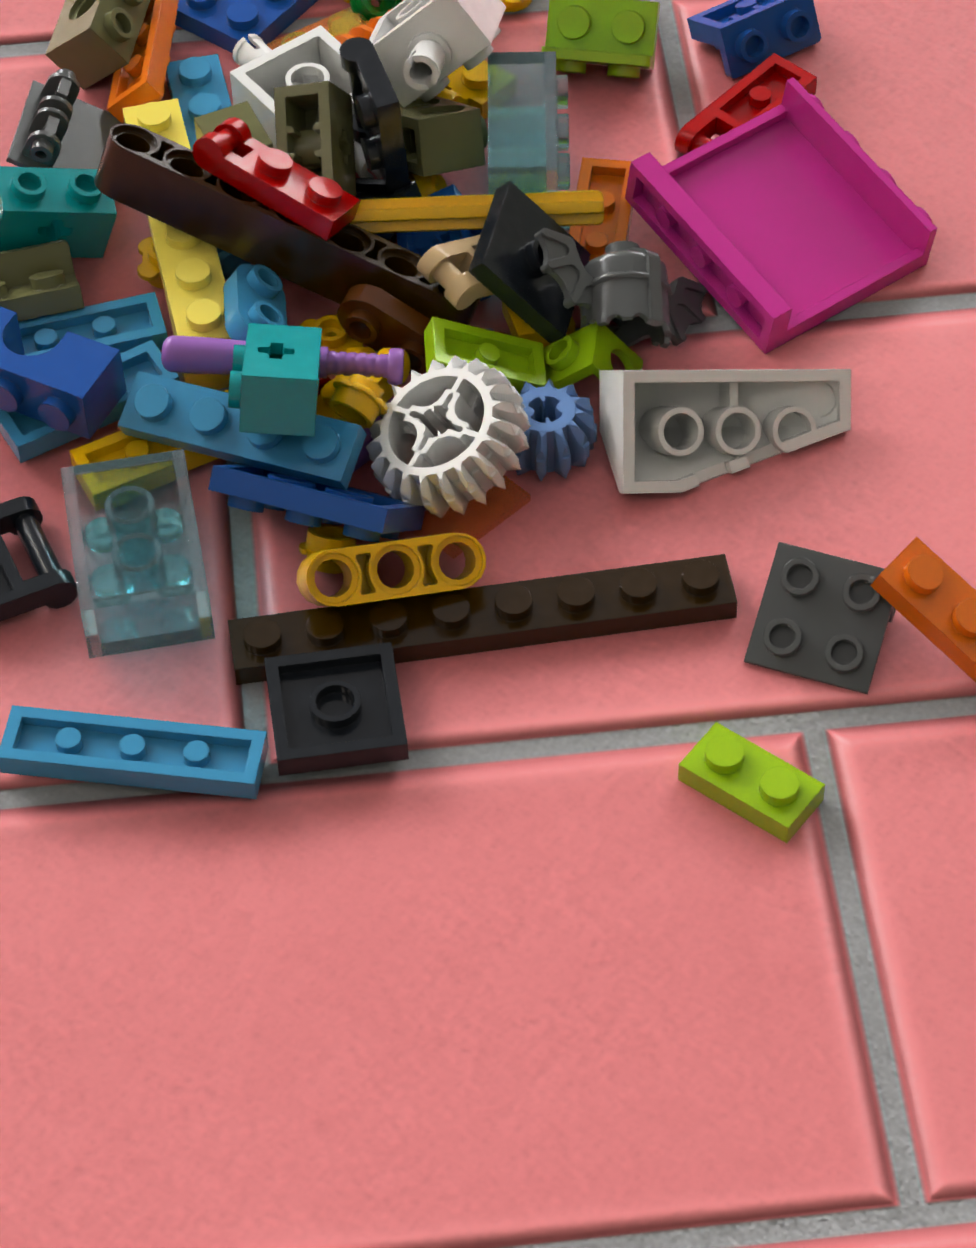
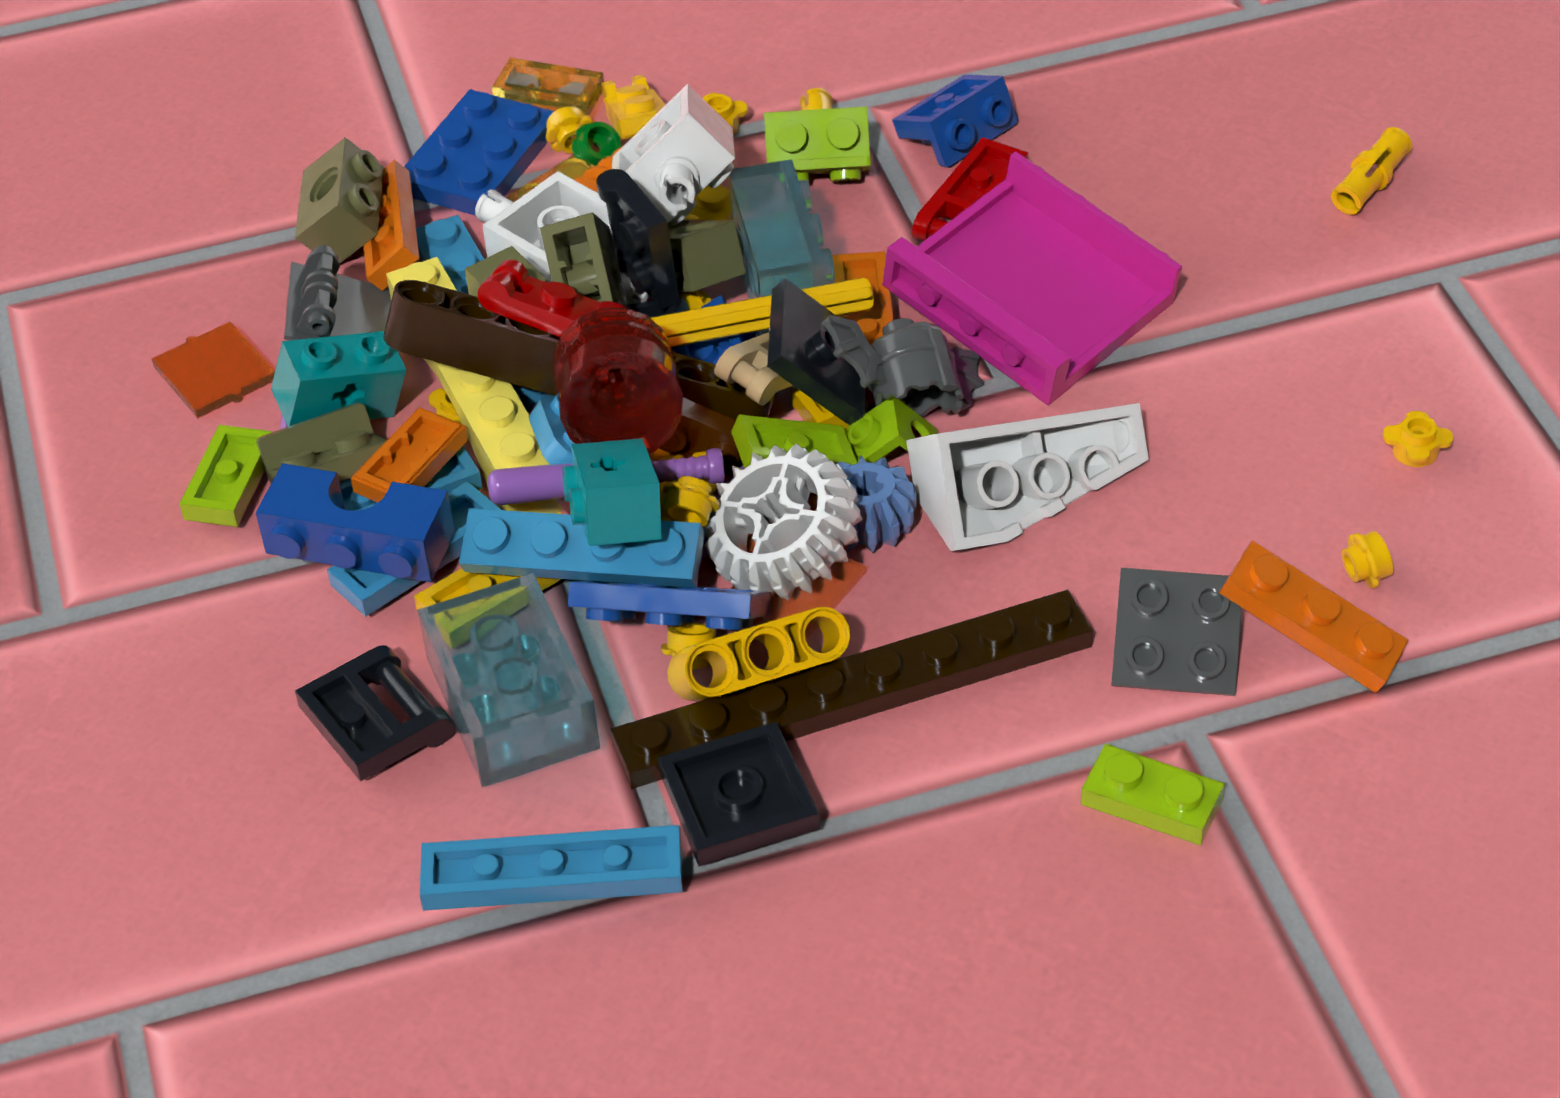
camera: 10 degrees left, 5 degrees down
(99, 303) = (410, 454): none -> orange plate
(307, 288) = (624, 405): none -> clear red wheel

